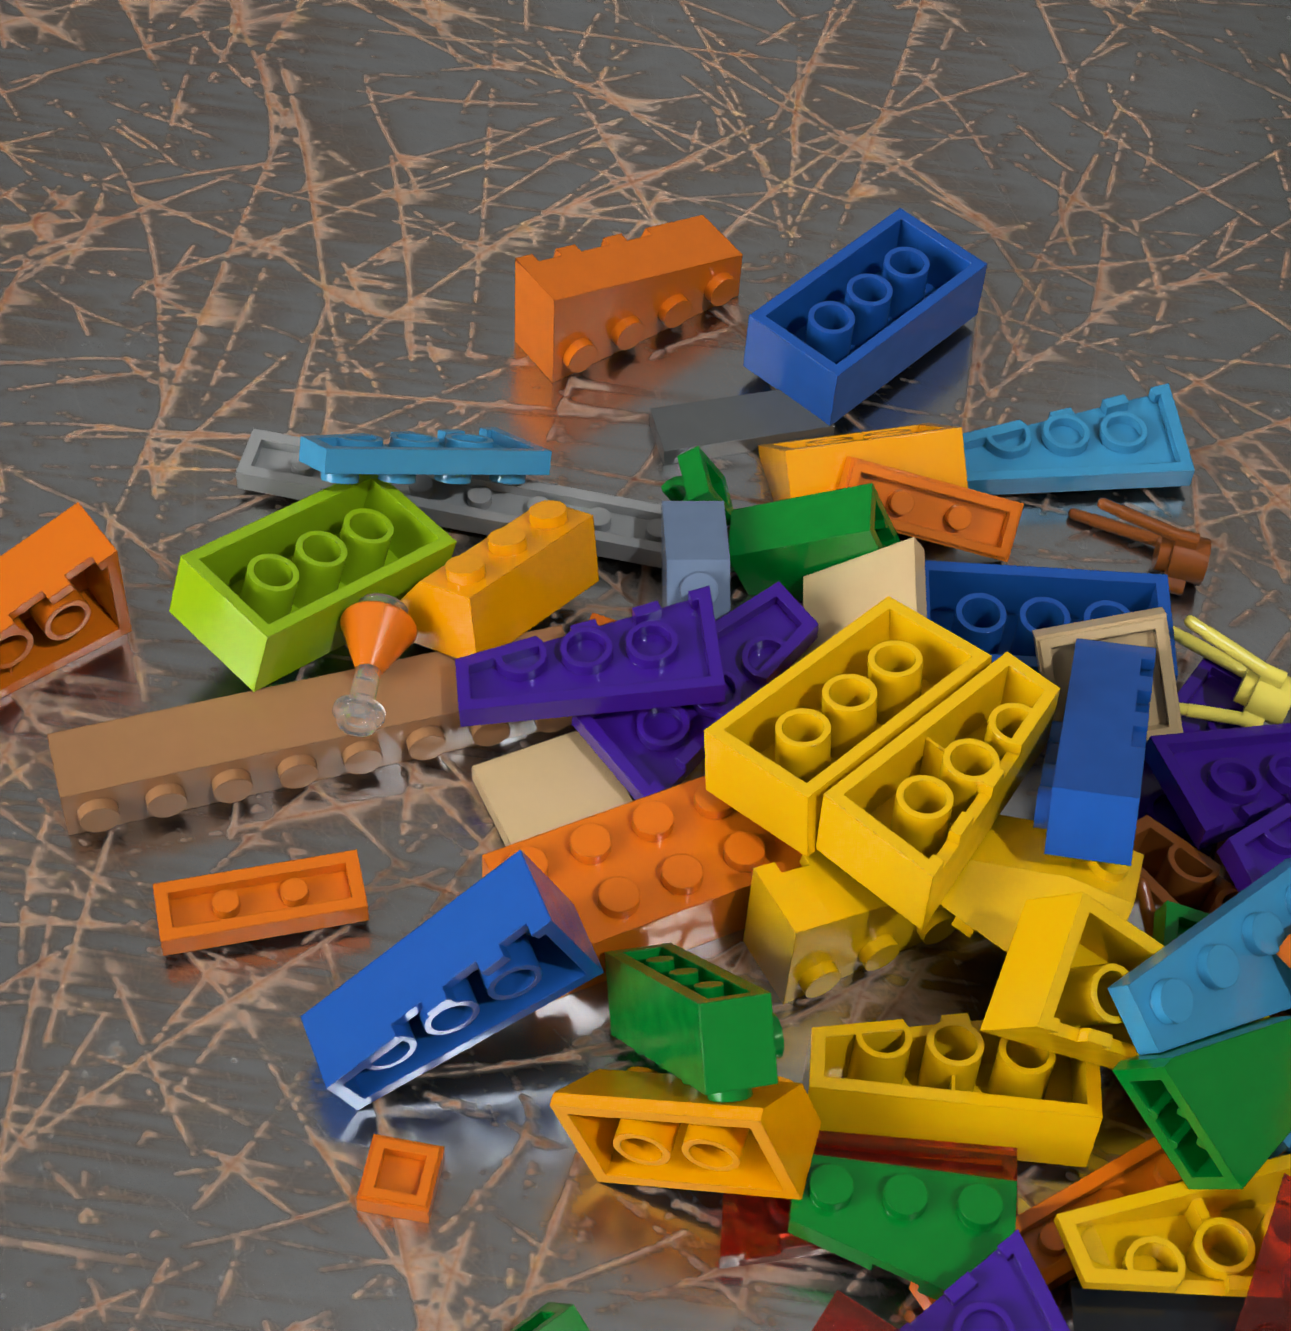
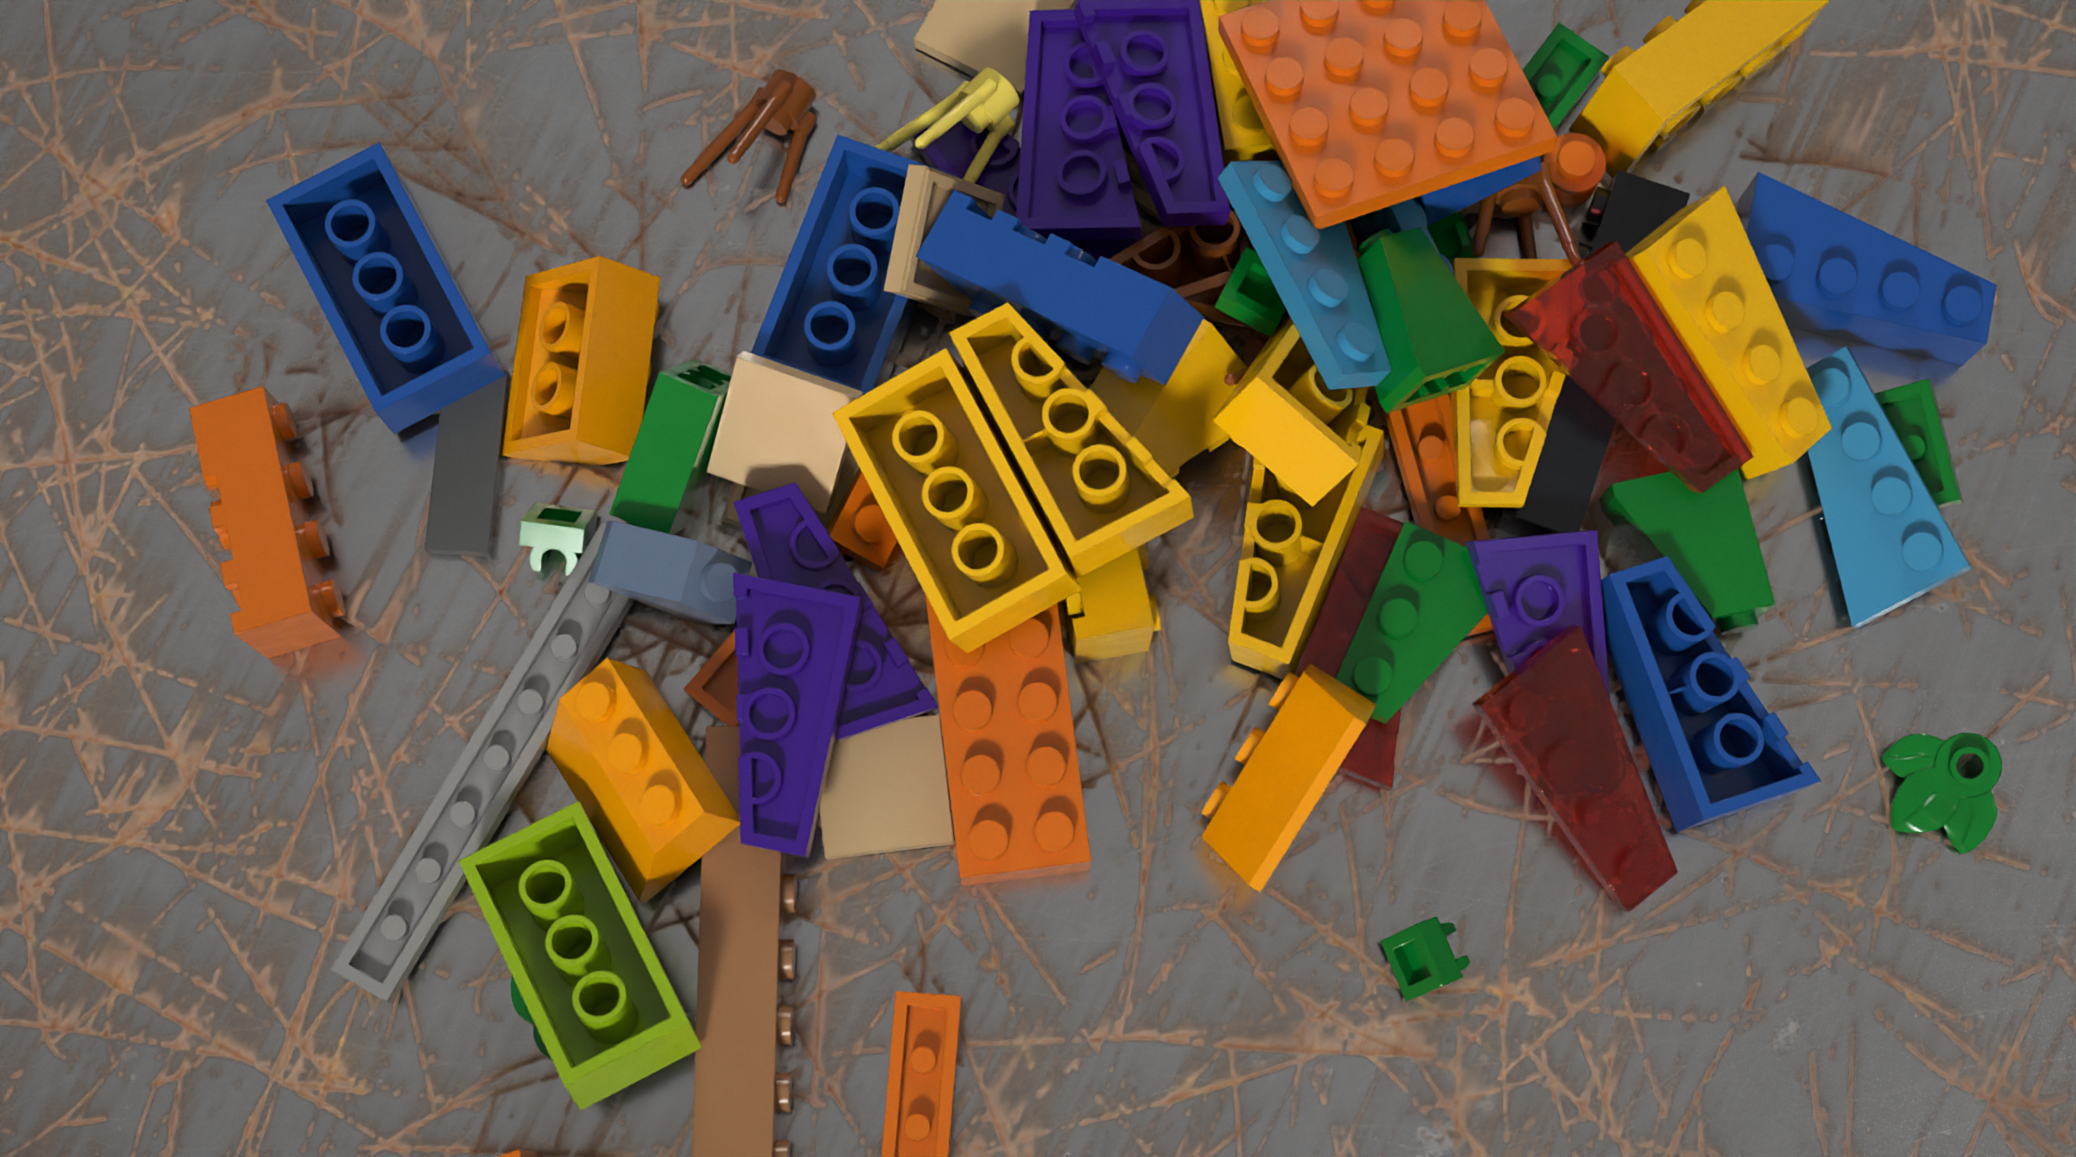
camera: 70 degrees left, 25 degrees up
(376, 636) = (686, 913): piece -> none
(400, 1178) = (1231, 1035): orange tile -> none
(449, 457) = (462, 788): dark azure wing -> none
(451, 983) = (1102, 945): blue wedge -> none
(694, 1020) = (1211, 745): green brick -> none
(939, 509) = (664, 319): orange tile -> none
(1096, 449) = (620, 127): dark azure wing -> none

